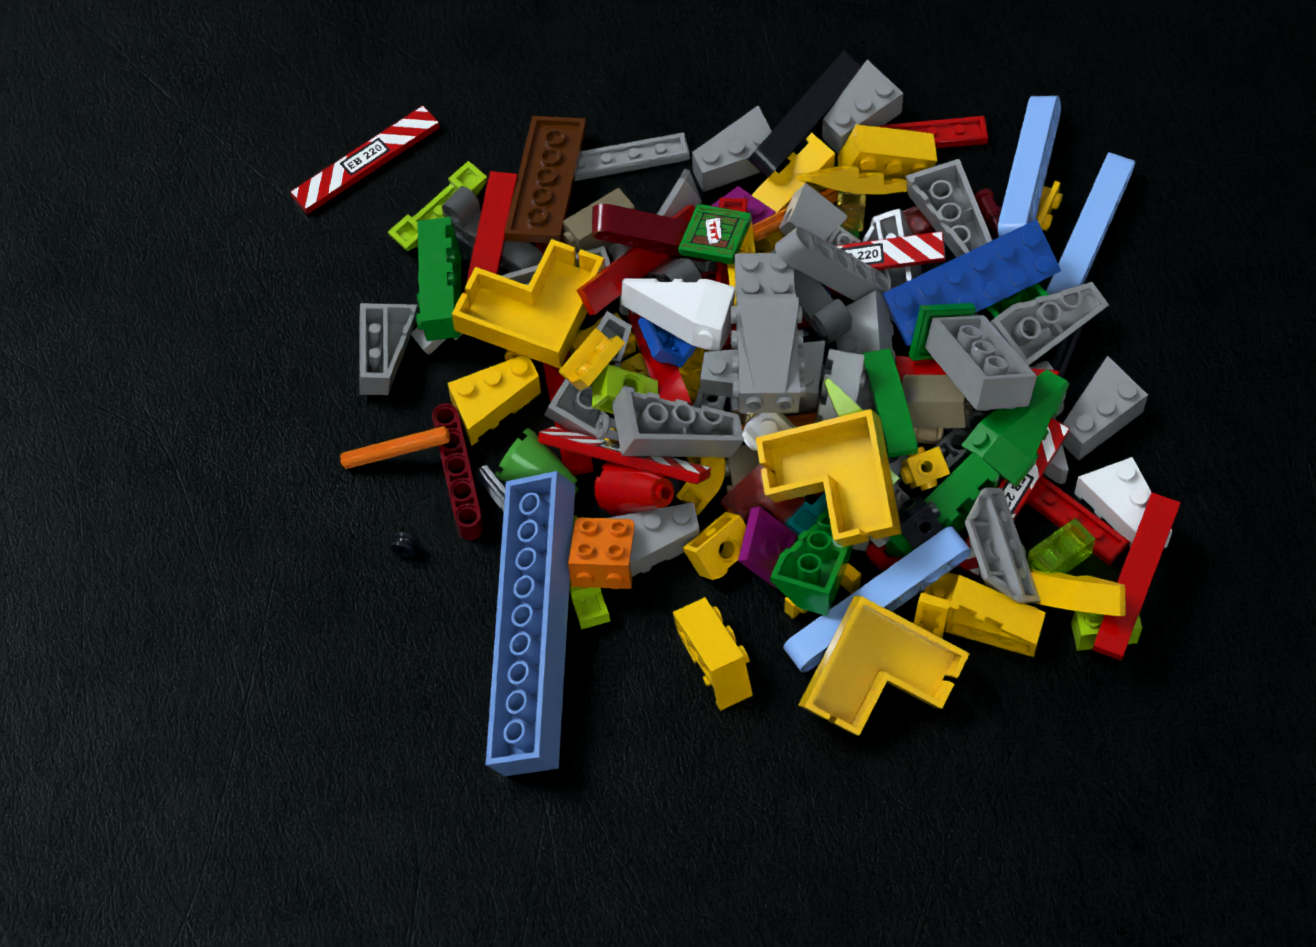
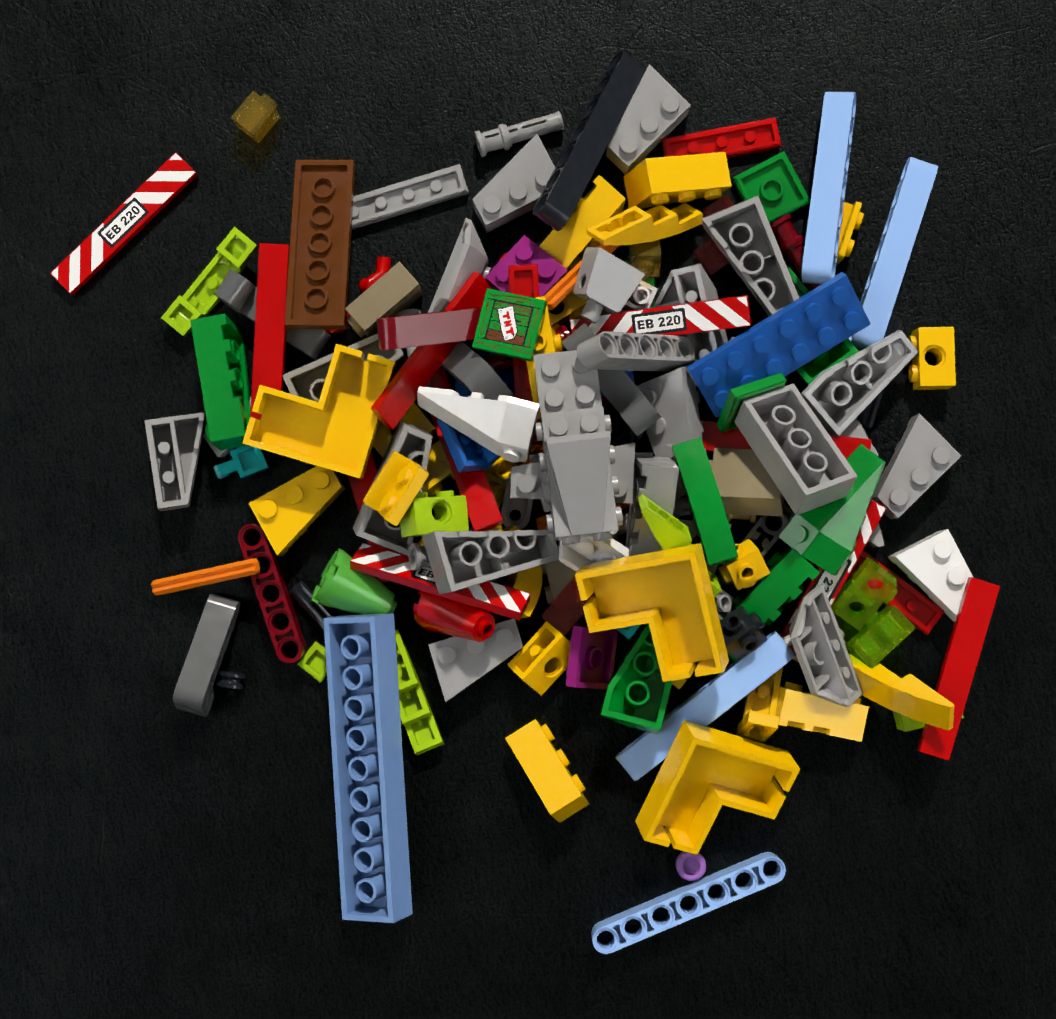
camera: 10 degrees left, 25 degrees up
(381, 519) = (196, 681): none -> dark grey beam
(448, 356) = (245, 460): none -> teal plate
(490, 539) = (315, 661): none -> lime tile
(500, 82) = (256, 116): none -> clear yellow brick
(601, 553) = (428, 685): orange bracket -> none
(730, 113) = (506, 136): none -> light grey pin
(835, 801) = (677, 914): none -> light blue beam
(853, 759) = (690, 866): none -> medium lavender tile
(983, 169) = (775, 185): none -> green tile
(1039, 509) = (858, 591): none -> clear neon green brick
(1129, 333) = (940, 343): none -> yellow brick

